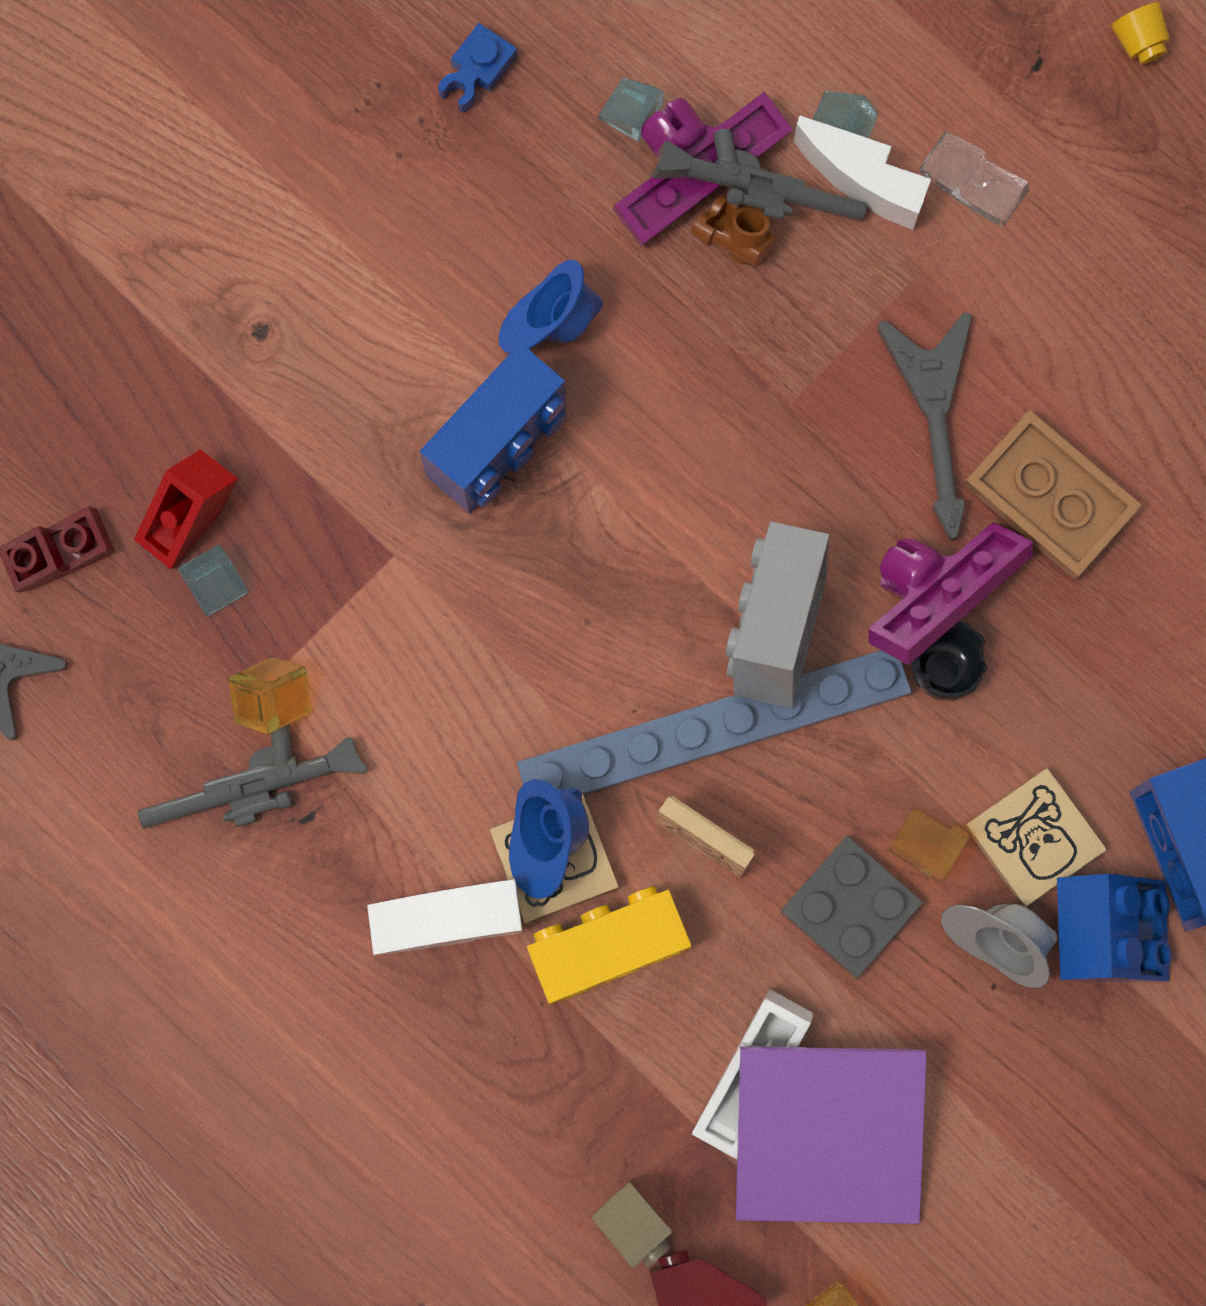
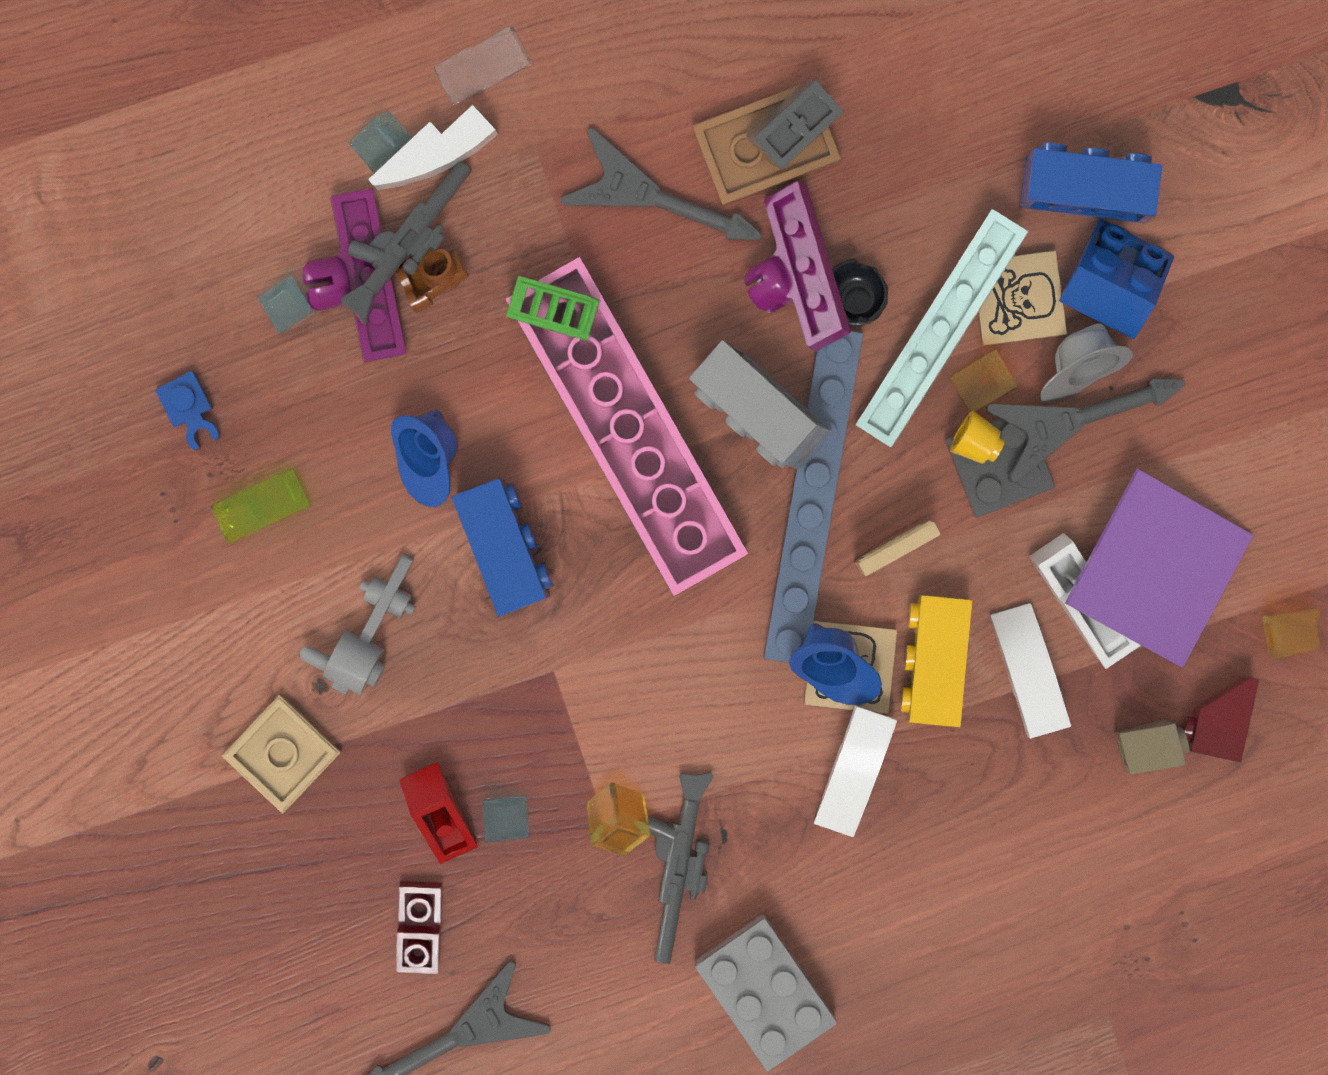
camera: 65 degrees left, 10 degrees up
(158, 942) = (765, 992): none -> light grey brick
(170, 325) = (281, 754): none -> tan tile
(302, 344) = (355, 657): none -> light grey piece
(414, 179) = (260, 506): none -> clear neon green slope
(647, 1051) = (1030, 671): none -> white slope
(684, 496) = (634, 438): none -> bright pink brick
(777, 389) = (587, 318): none -> bright green slope
(865, 864) = (977, 439): none -> yellow hat
(921, 940) = (1051, 427): none -> dark grey piece
(962, 769) = (942, 328): none -> light aqua plate
(1091, 504) = (795, 123): none -> dark grey hinge

